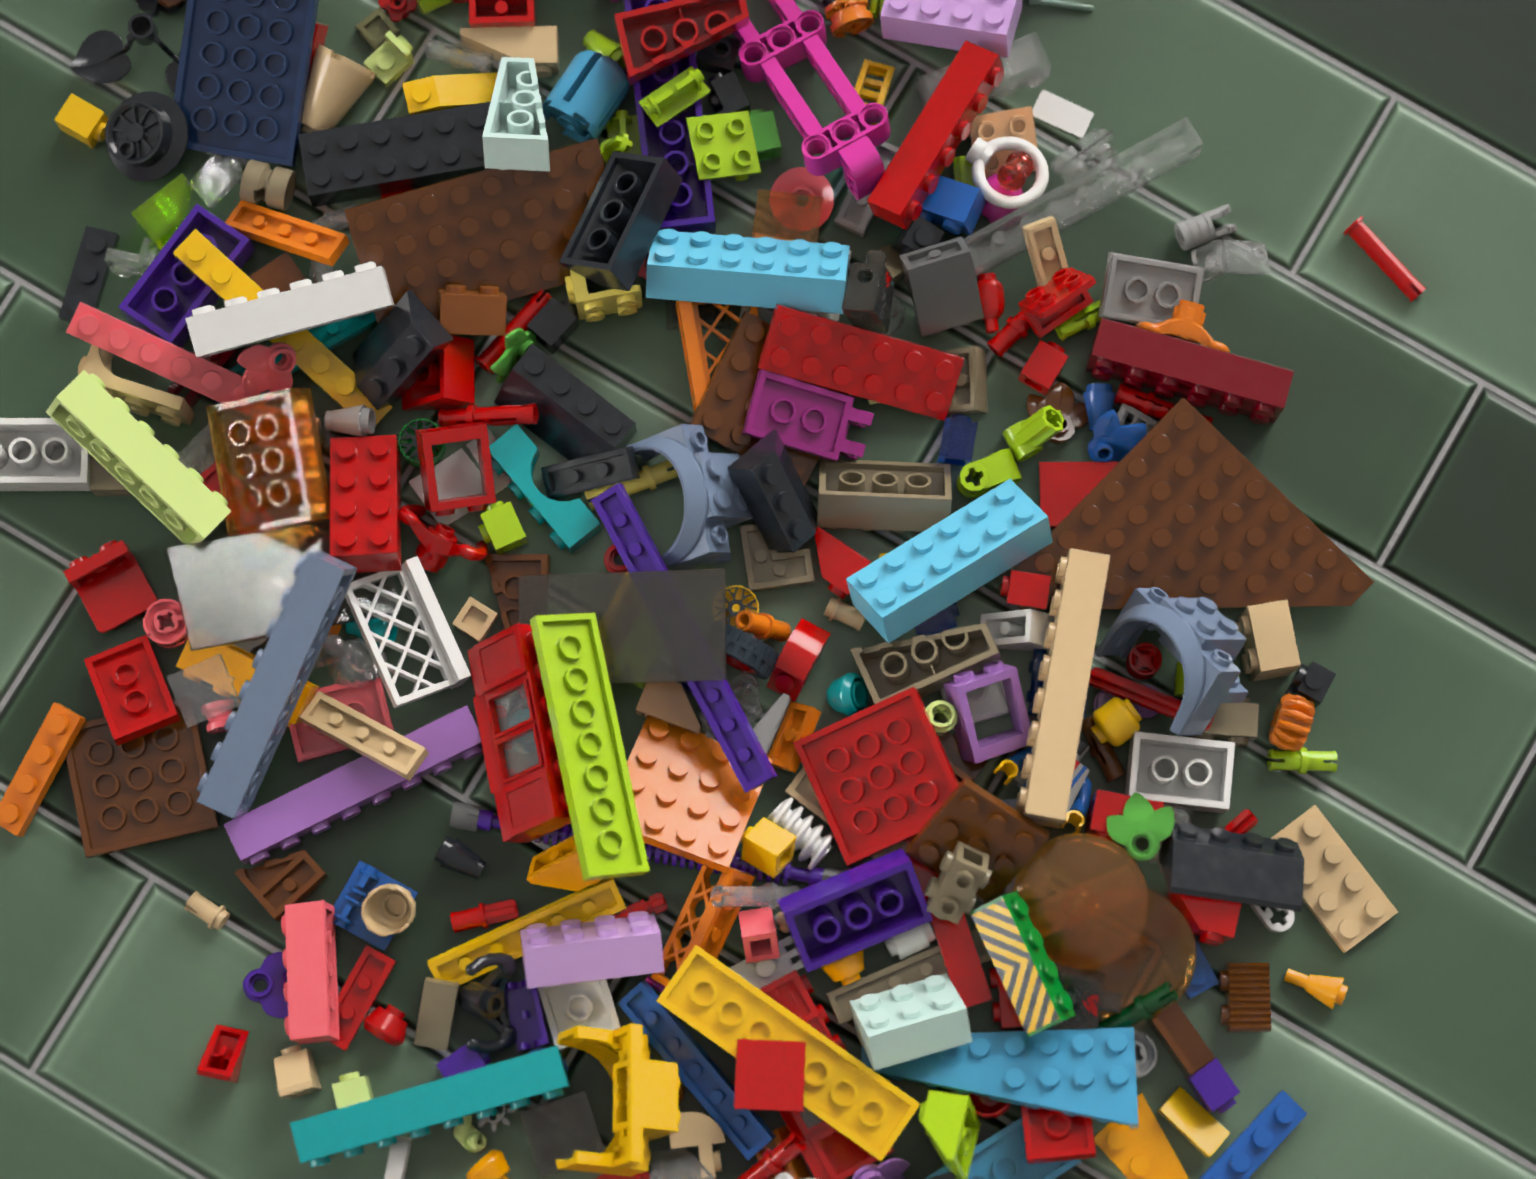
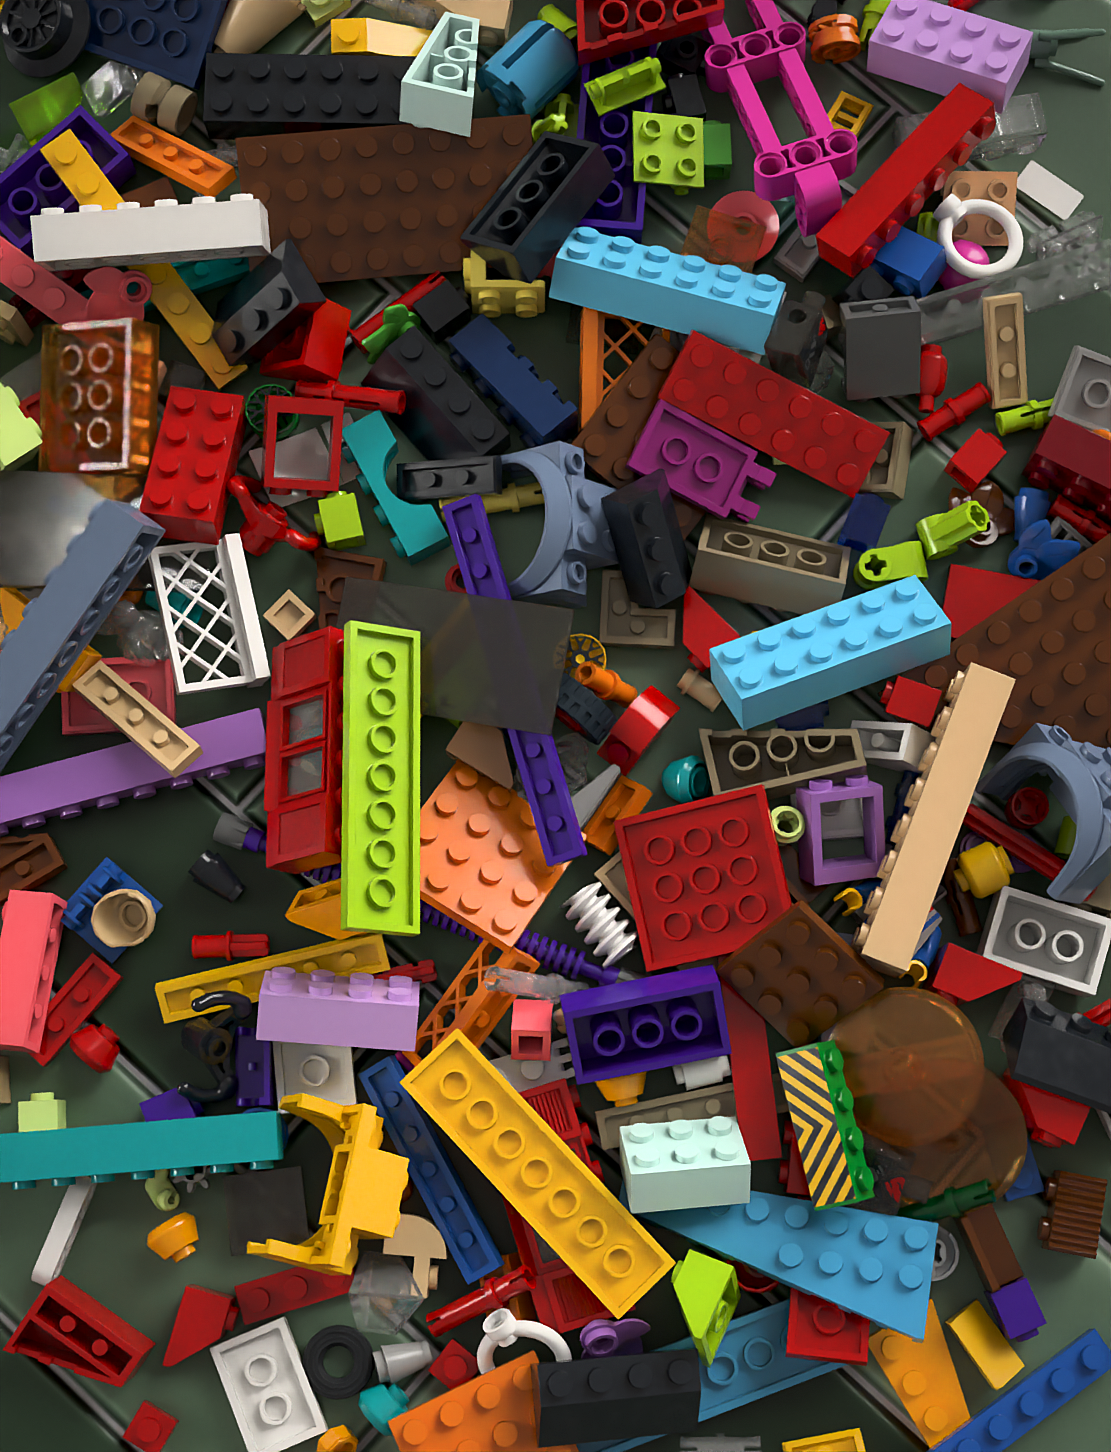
camera: 15 degrees right, 0 degrees up
(351, 420) = (199, 371): light grey cone -> none
(436, 1013) = (153, 1045): dark tan tile -> none
(472, 311) = (355, 277): dark orange brick -> none
(628, 379) = (512, 384): none -> dark blue wedge
(768, 847) = (561, 933): yellow brick -> none
(770, 1075) = (510, 1195): red tile -> none
(958, 882) = (768, 1018): dark tan brick -> none
(1013, 168) = (986, 247): clear red bush -> none
(1057, 300) = (1006, 388): red bracket -> none
(1141, 821) = (994, 990): bright green plate -> none

